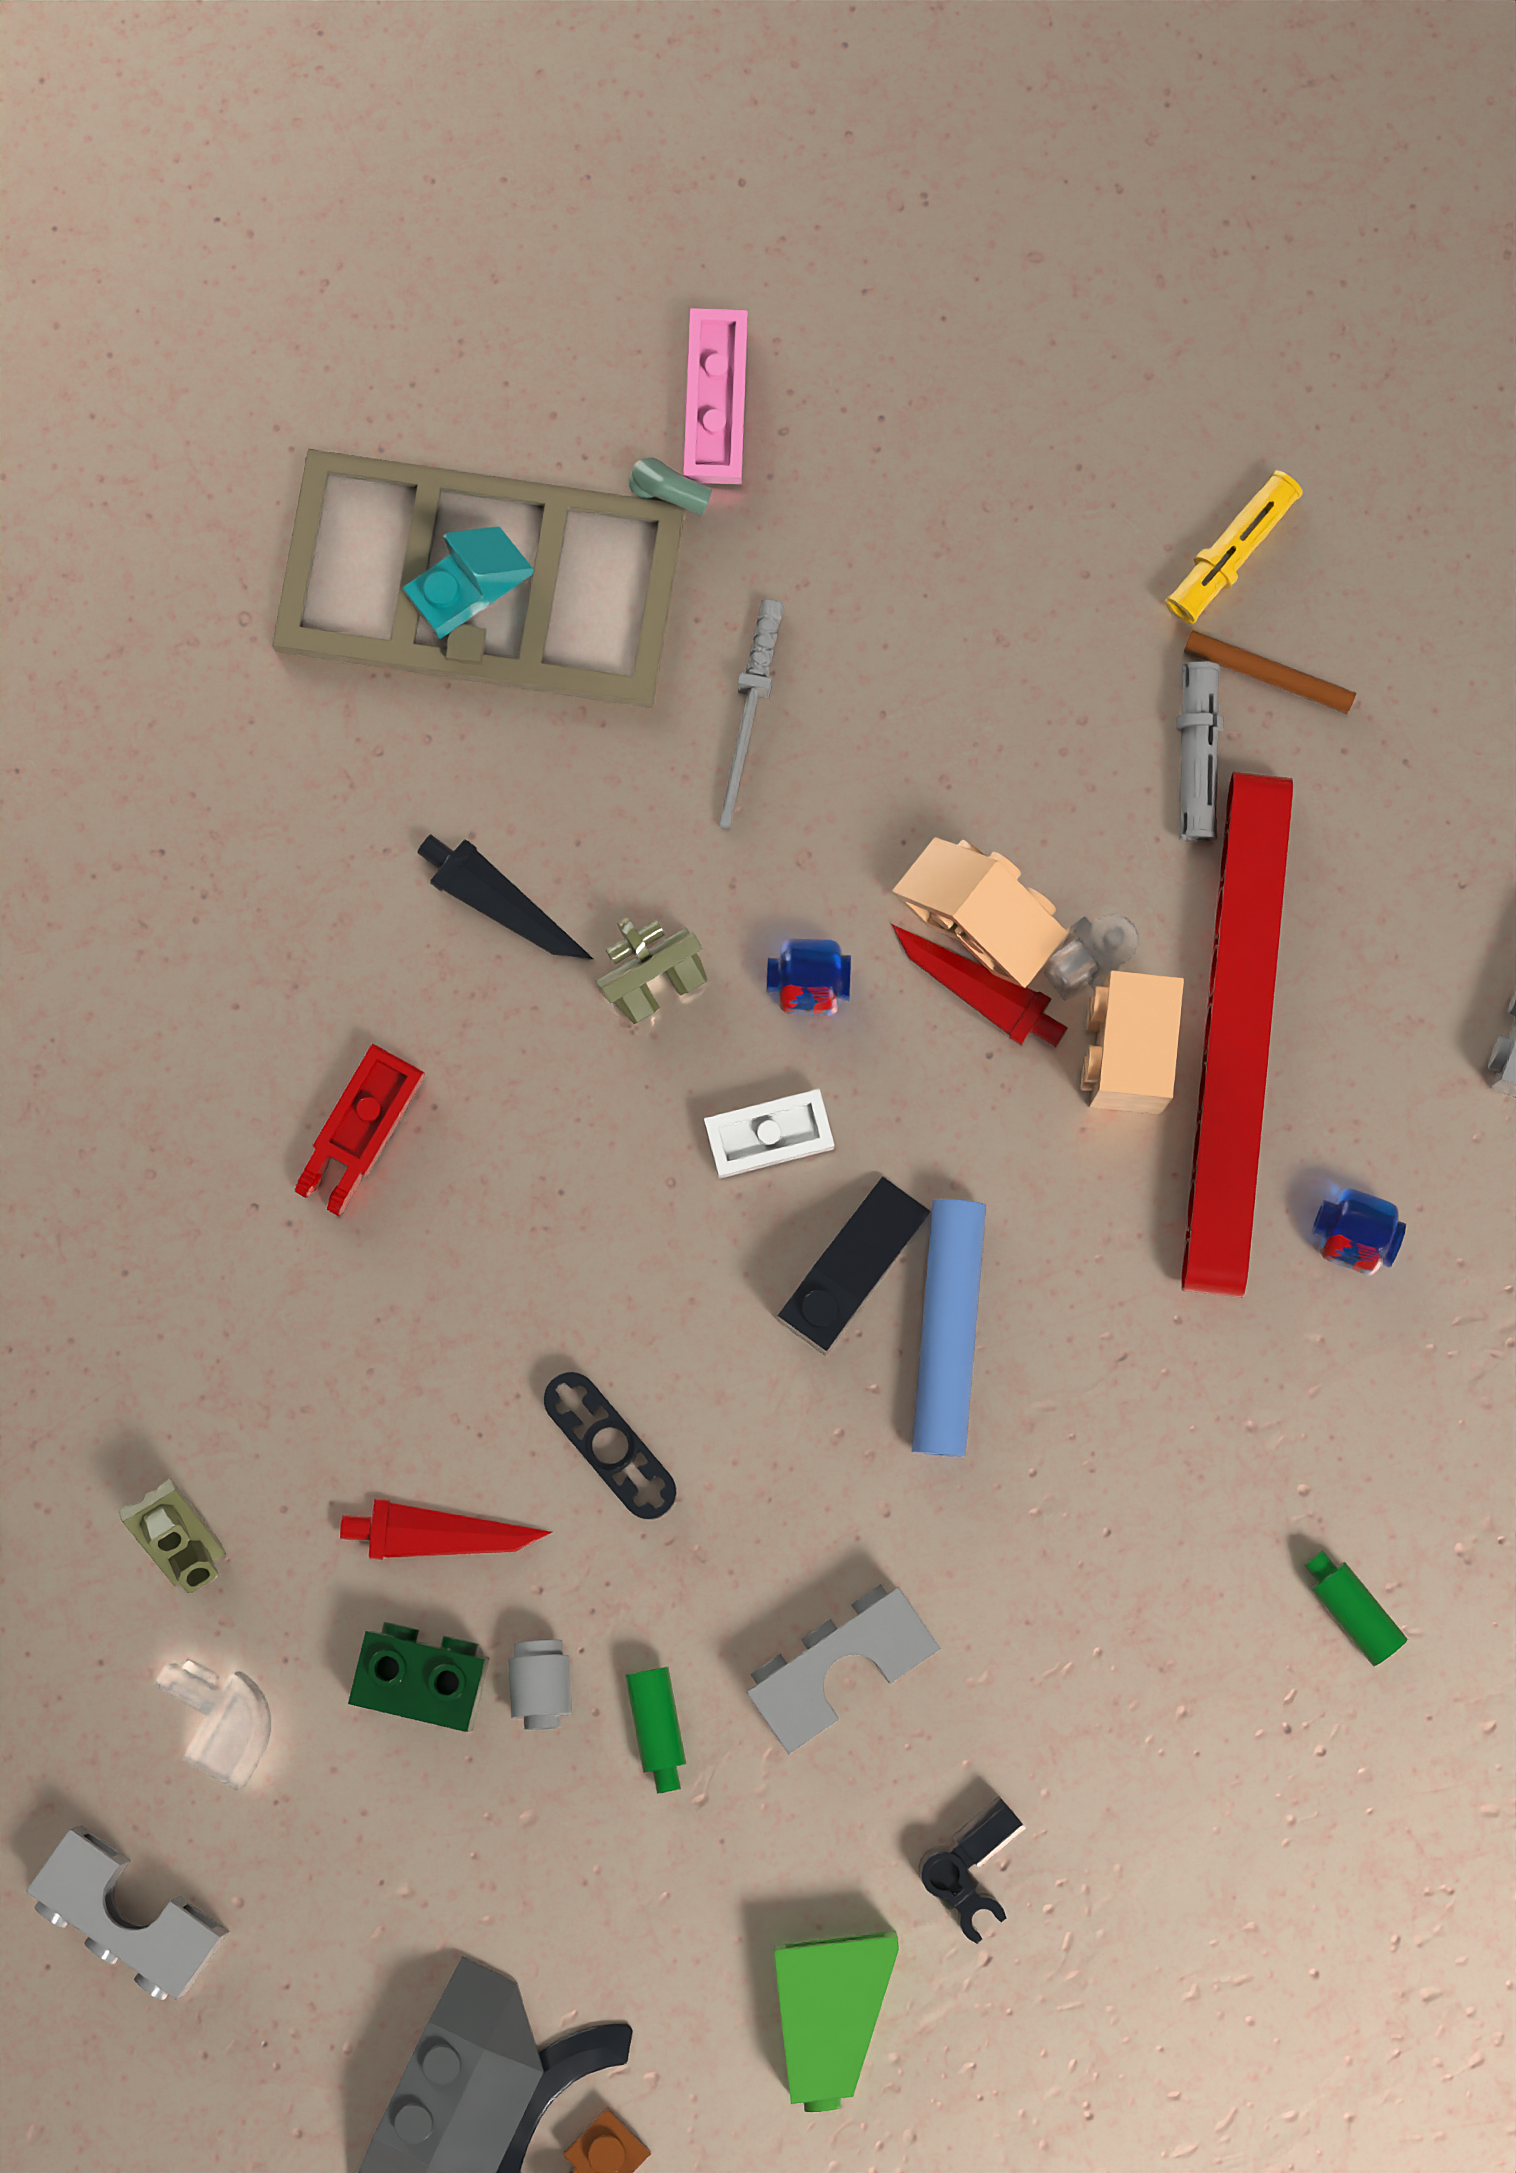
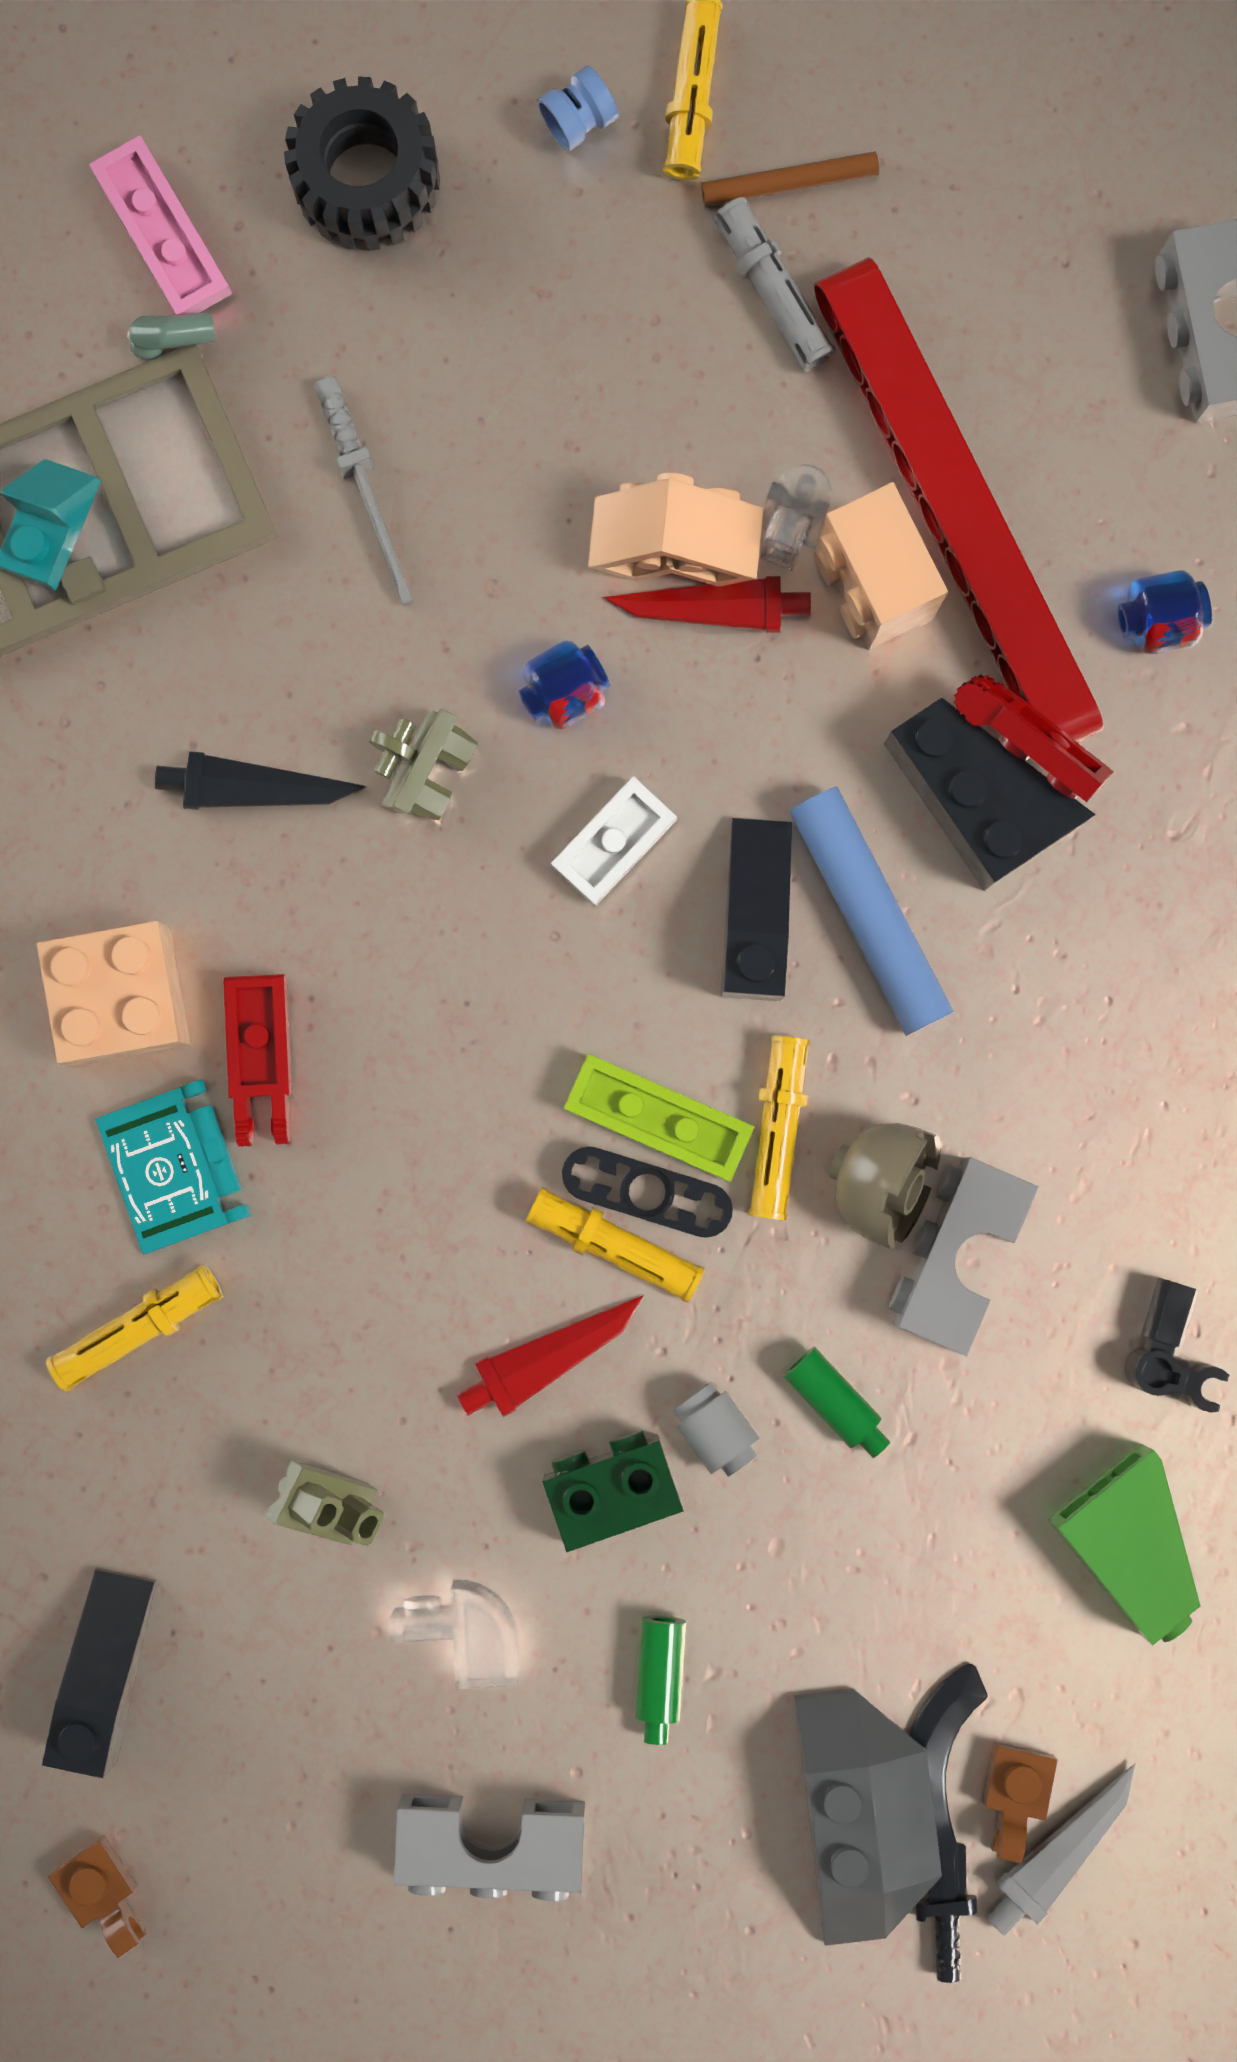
camera: 35 degrees left, 5 degrees up
(128, 1289) = (155, 1315): none -> yellow pin
(228, 1174) = (171, 1167): none -> teal piece
(273, 1001) = (113, 994): none -> light nougat brick
(360, 1863) = (660, 1676): none -> green cylinder
(549, 1463) = (604, 1239): none -> yellow pin
(659, 1389) = (659, 1117): none -> lime plate
(756, 1461) = (779, 1127): none -> yellow pin
(814, 1561) = (883, 1180): none -> dark tan cylinder
(926, 401) = (354, 118): none -> black tyre
(1104, 1287) = (980, 793): none -> black wedge
(1138, 504) = (578, 108): none -> medium blue wheel
(1173, 1264) = (1032, 736): none -> red hinge

